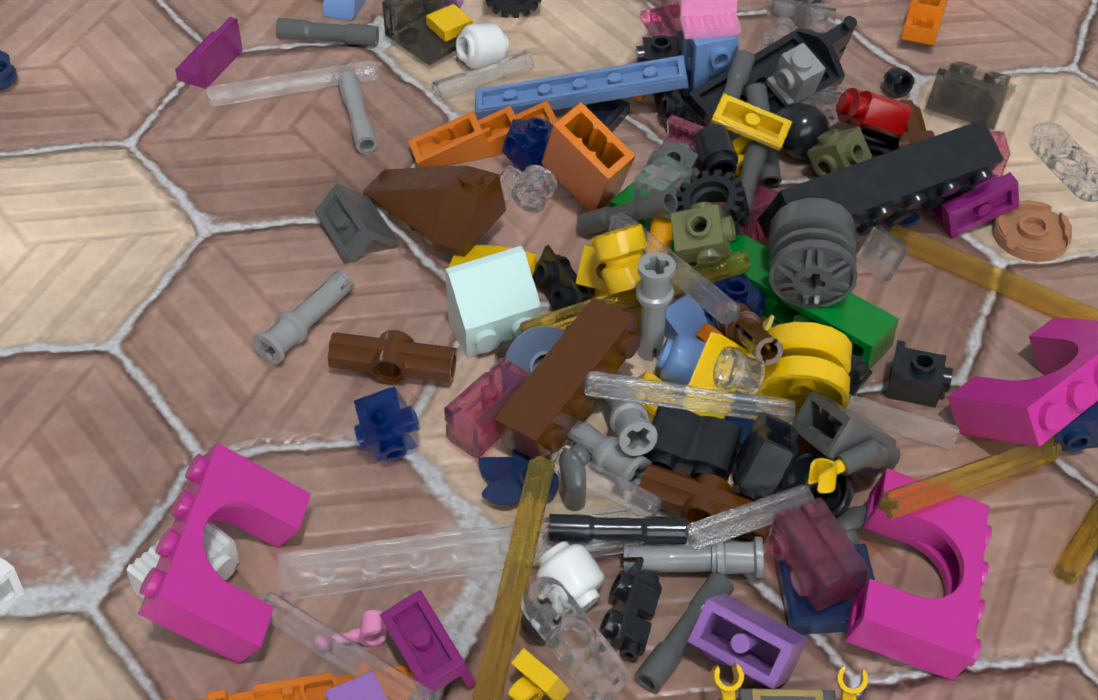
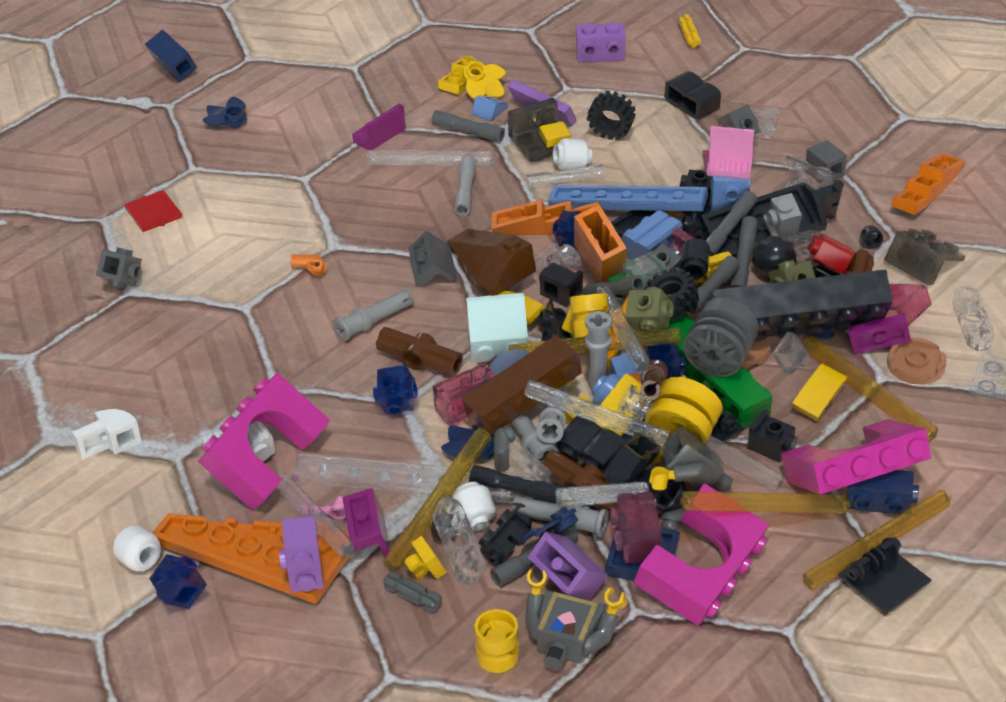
camera: 20 degrees right, 5 degrees down
(186, 259) = (311, 262): none -> orange arm
(543, 221) = (560, 284): none -> black brick
(640, 129) = (650, 234): none -> medium blue brick
(710, 575) = (560, 522): none -> dark blue plate
(751, 122) = (730, 243): yellow slope -> none
(943, 299) = (819, 392): none -> yellow slope

